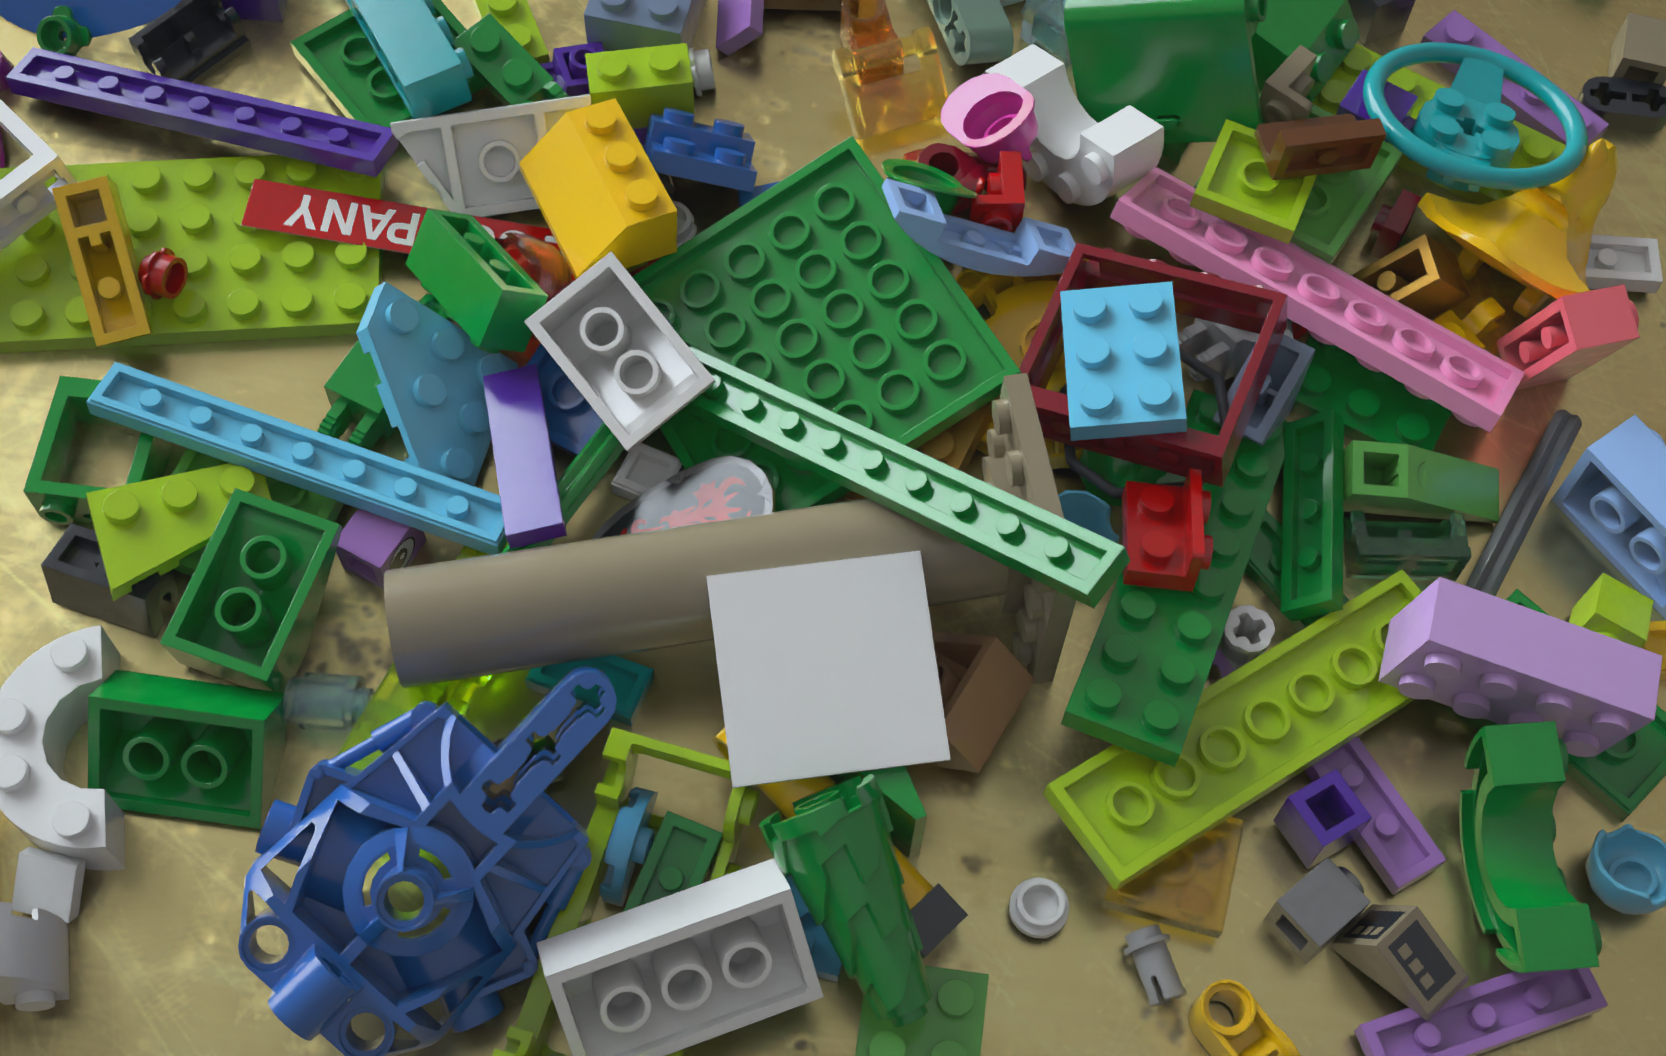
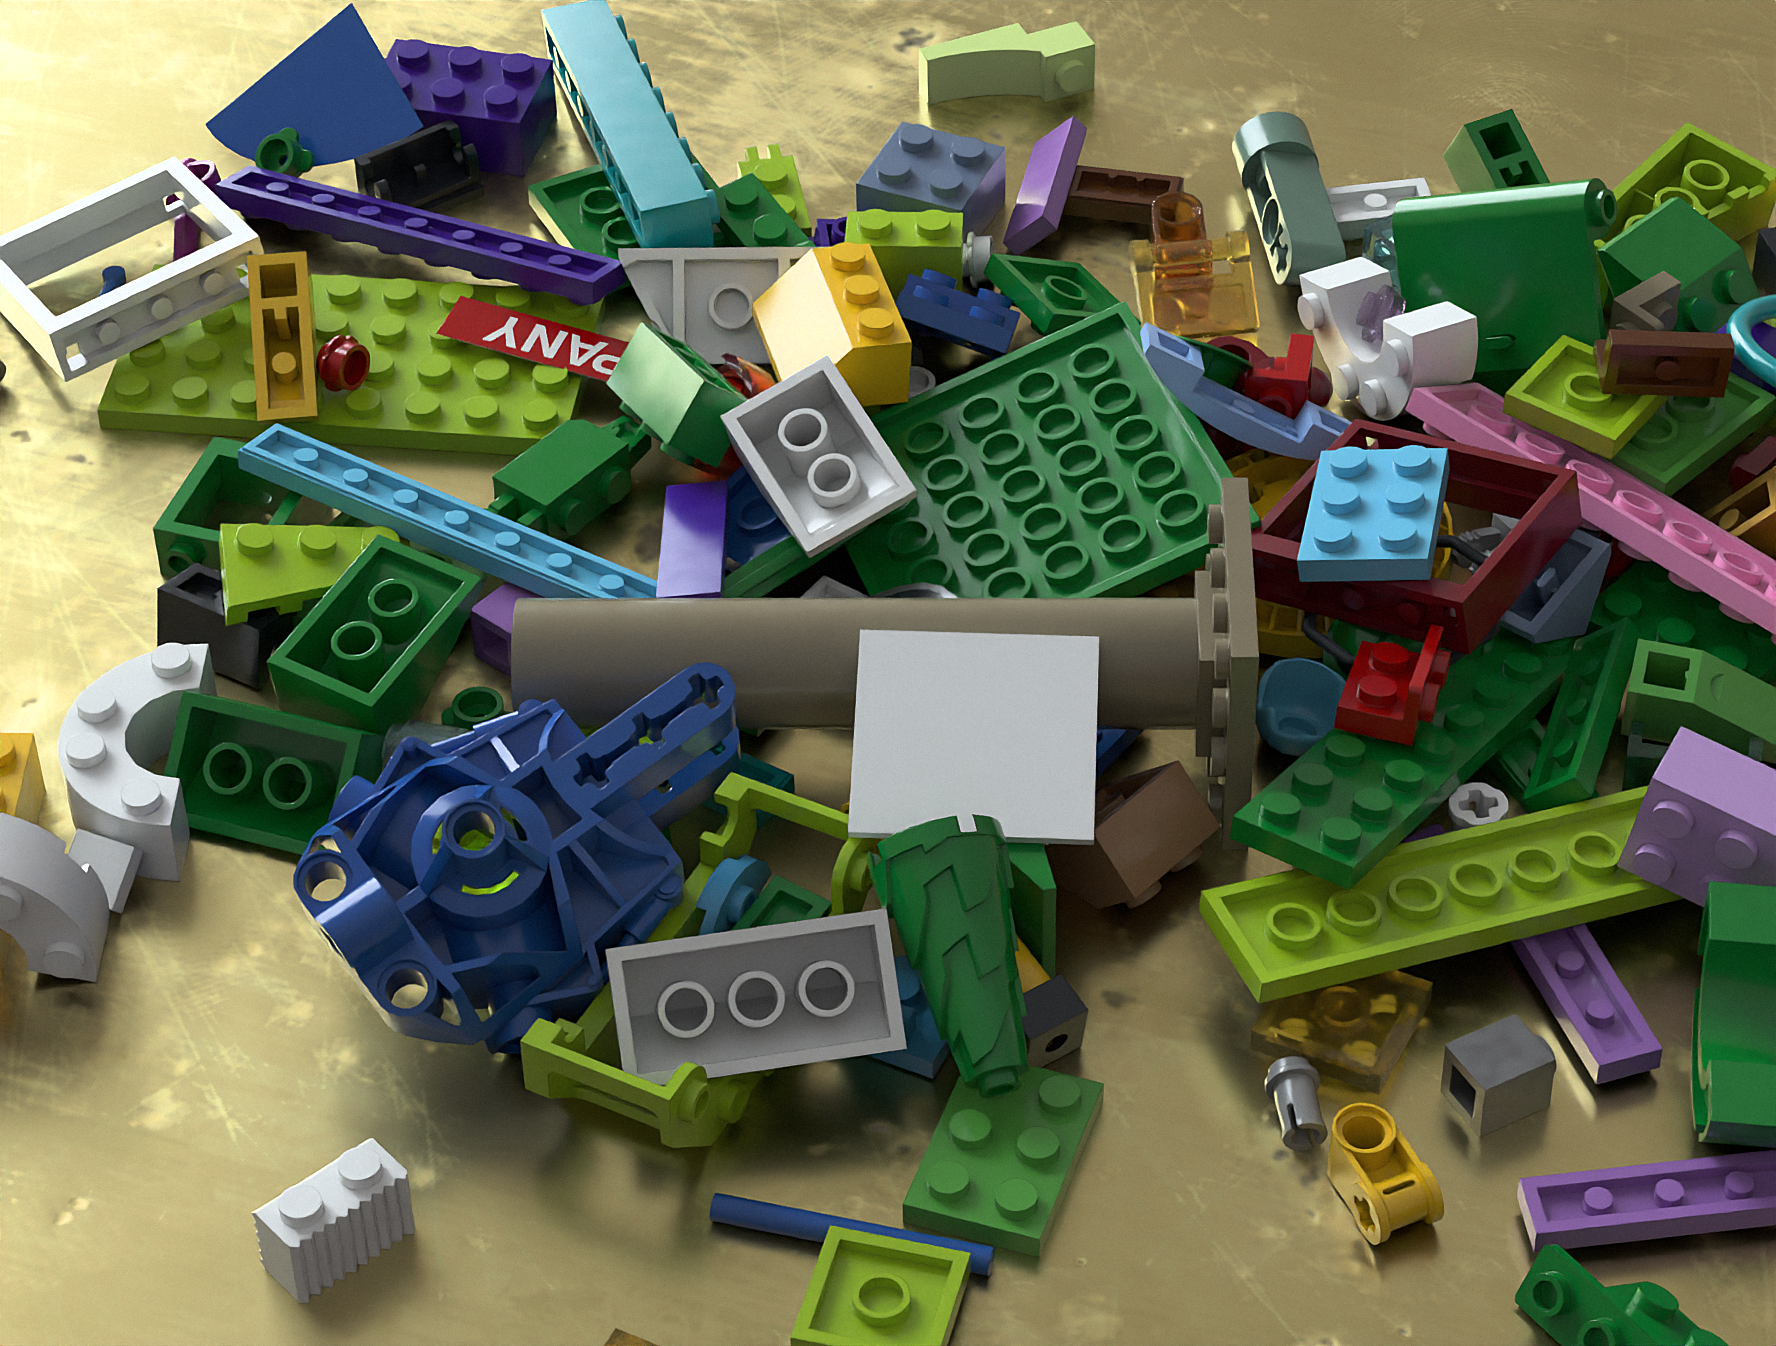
camera: 15 degrees right, 20 degrees down
(356, 632) = (473, 707): none -> green plate
(430, 383) = (607, 476): medium azure plate -> none
(782, 111) = (1049, 290): none -> green plate
(912, 484) = (1095, 569): plate -> none
(991, 117) = (1297, 307): dark pink piece -> none
(1039, 907) = (1177, 1035): white plate -> none
(1065, 110) = (1376, 309): none -> clear purple plate
(1322, 818) = (1523, 978): brick -> none
(1403, 956) = (1586, 1120): dark tan slope -> none

